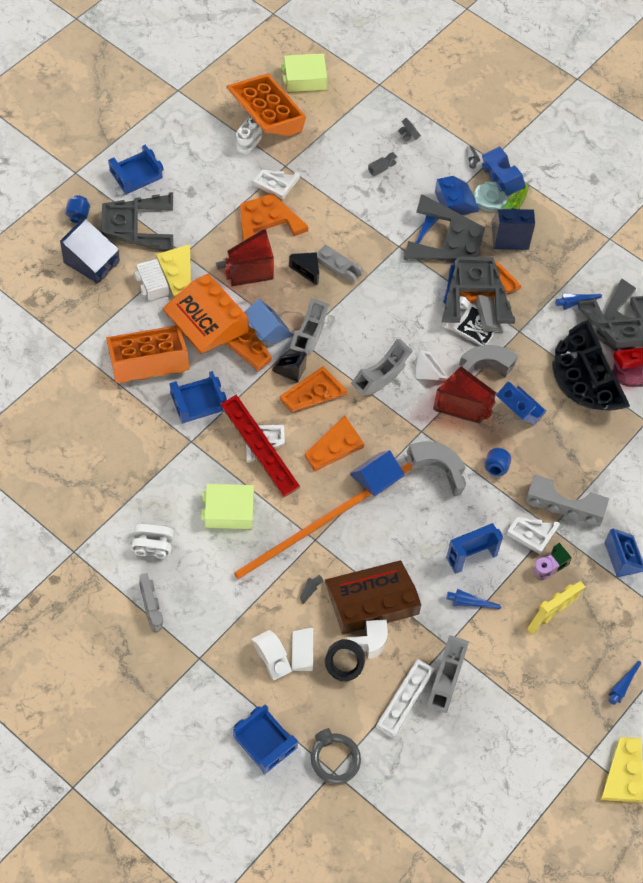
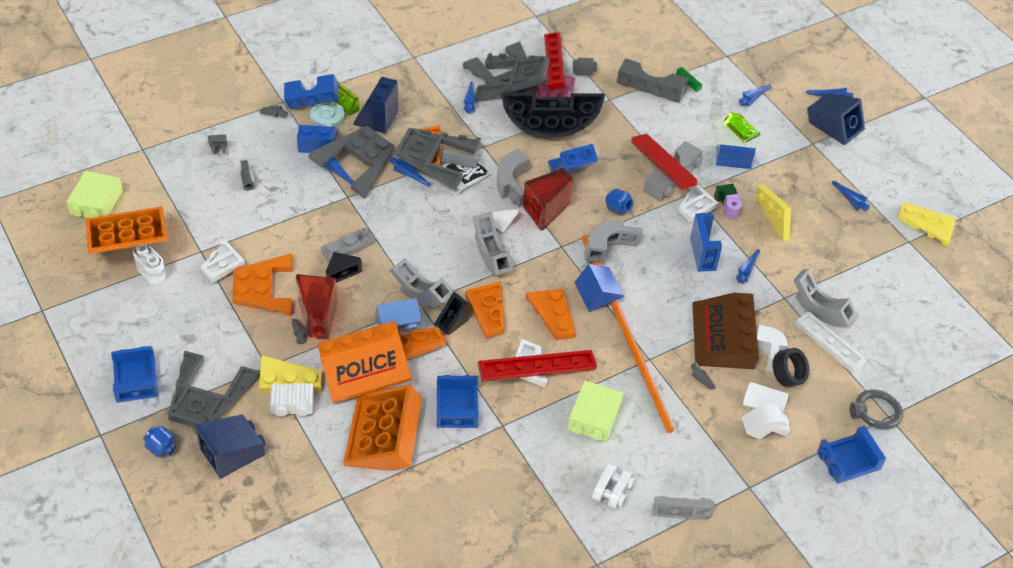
camera: 70 degrees left, 10 degrees down
(567, 484) = (664, 161): none -> red tile

